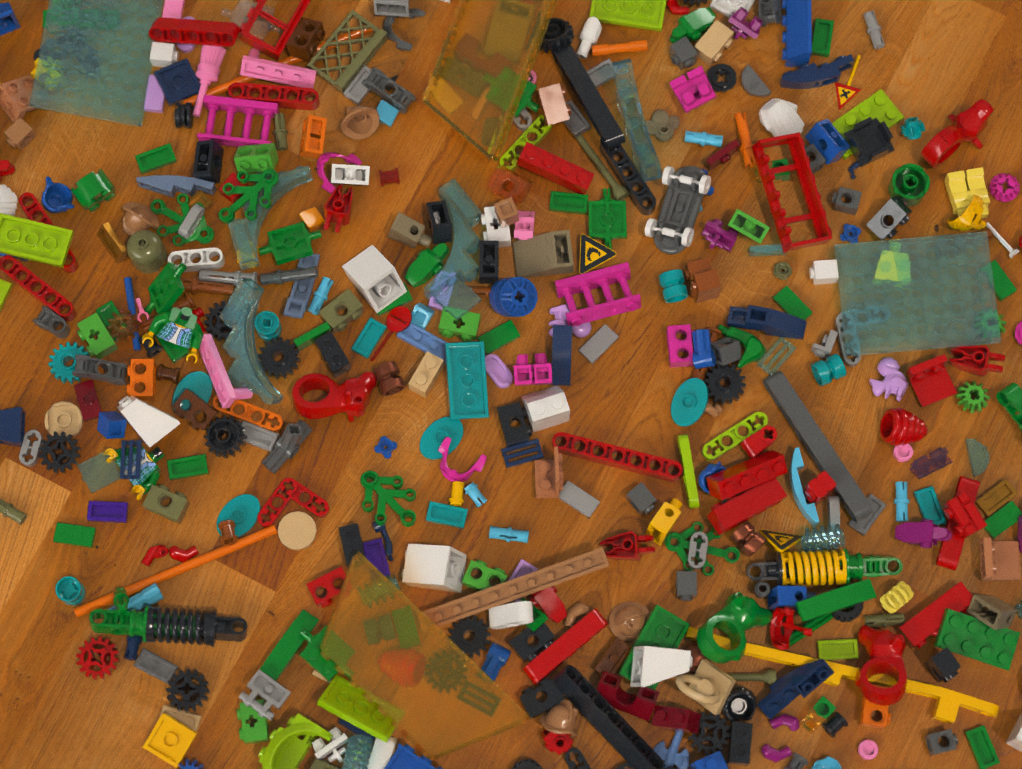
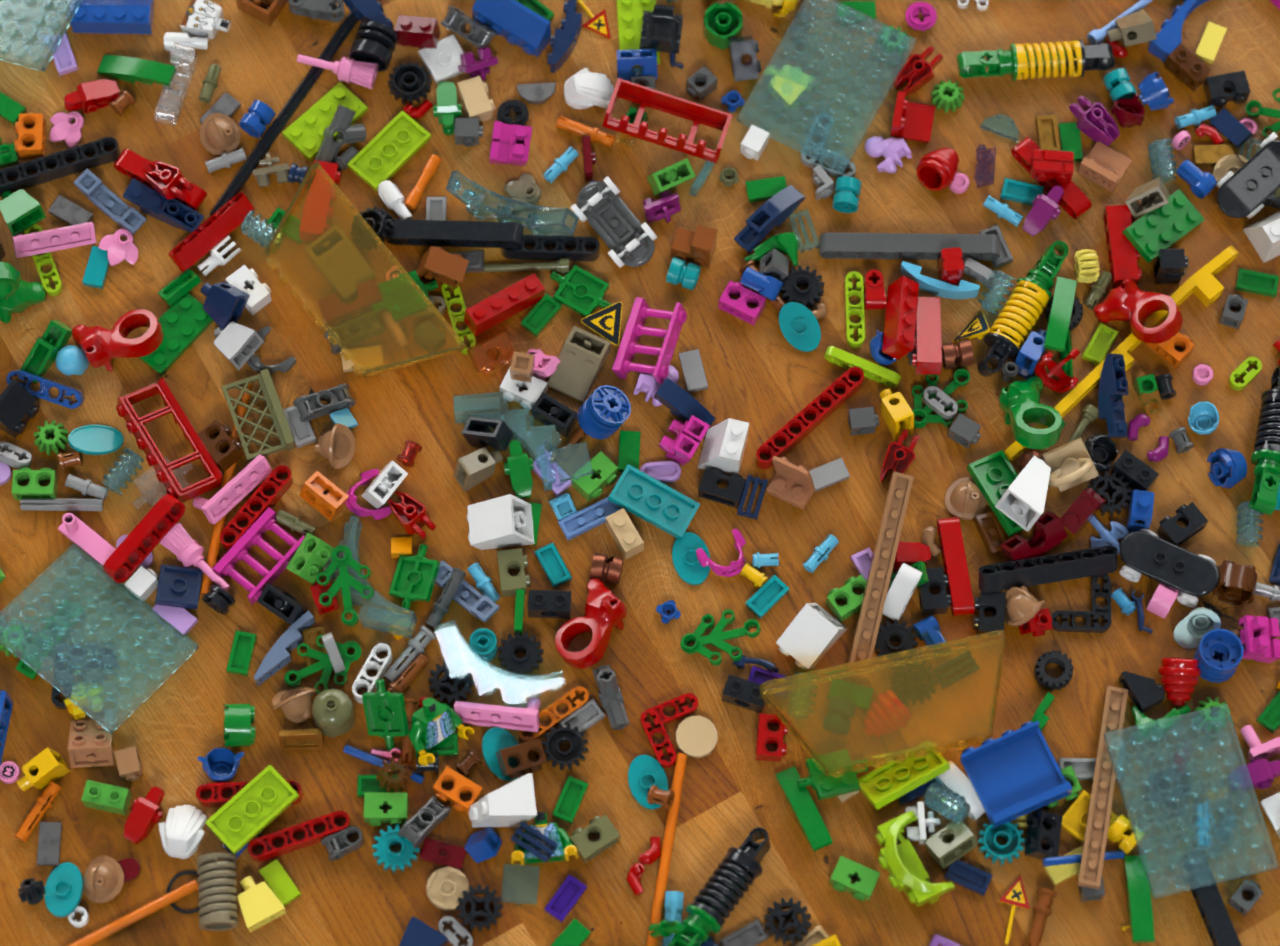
camera: 60 degrees left, 5 degrees down
(267, 689) = (838, 843): light grey plate -> none
(396, 321) = (554, 529): red piece -> none

